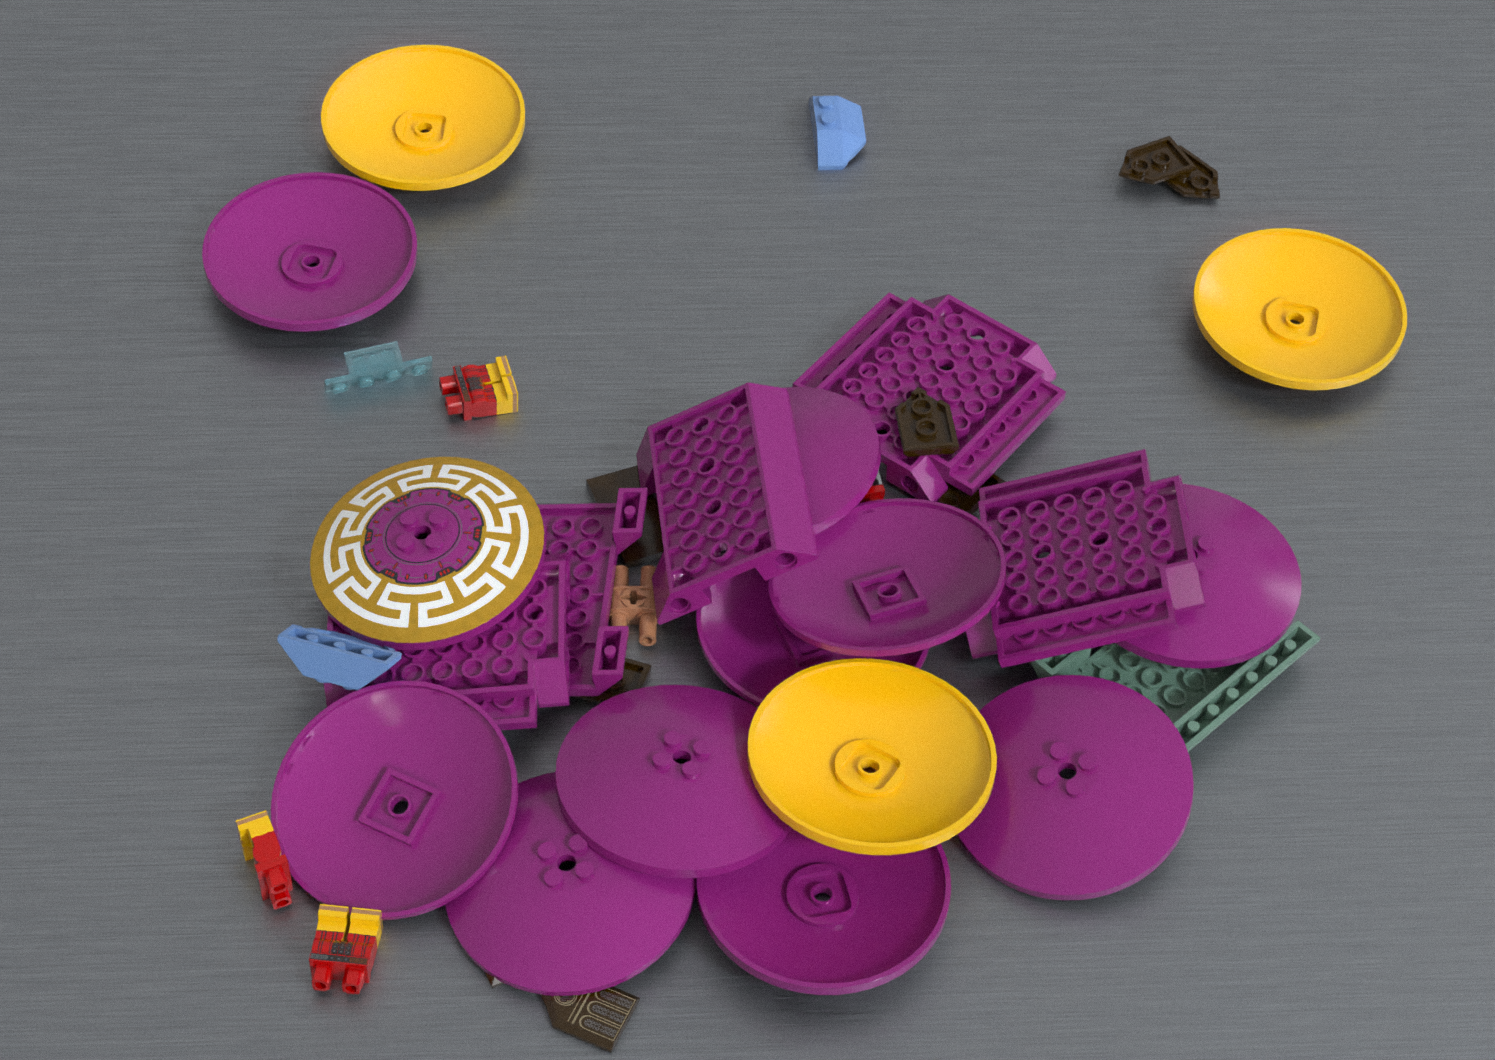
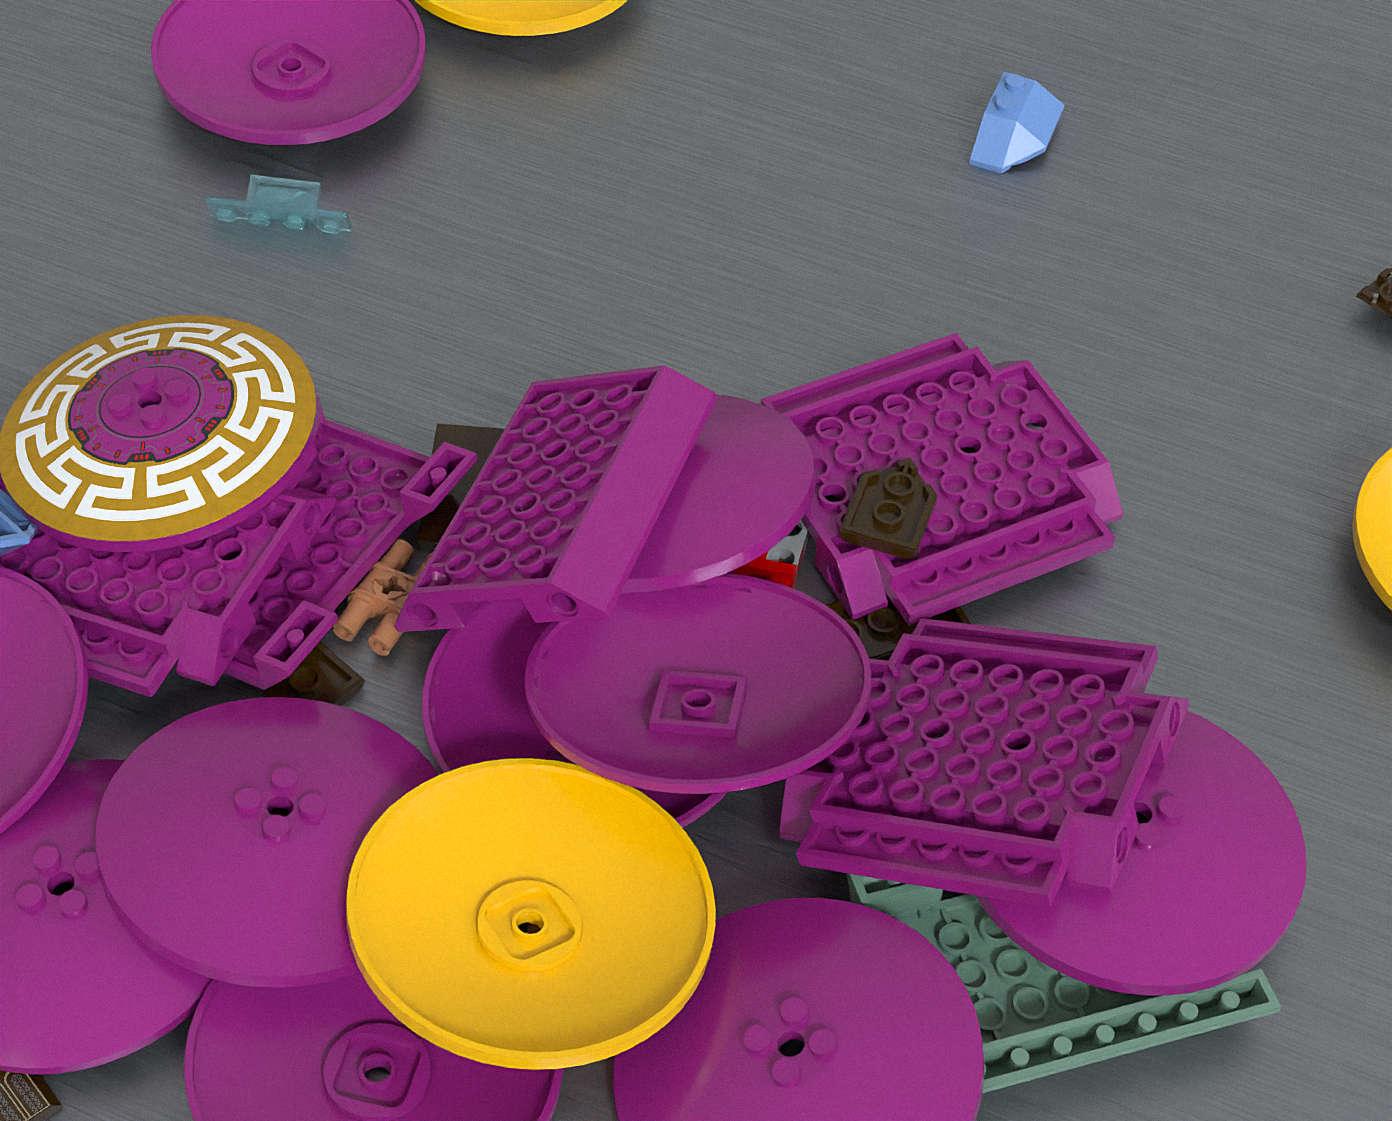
camera: 25 degrees right, 0 degrees up
(480, 390) = (382, 273): hips -> none

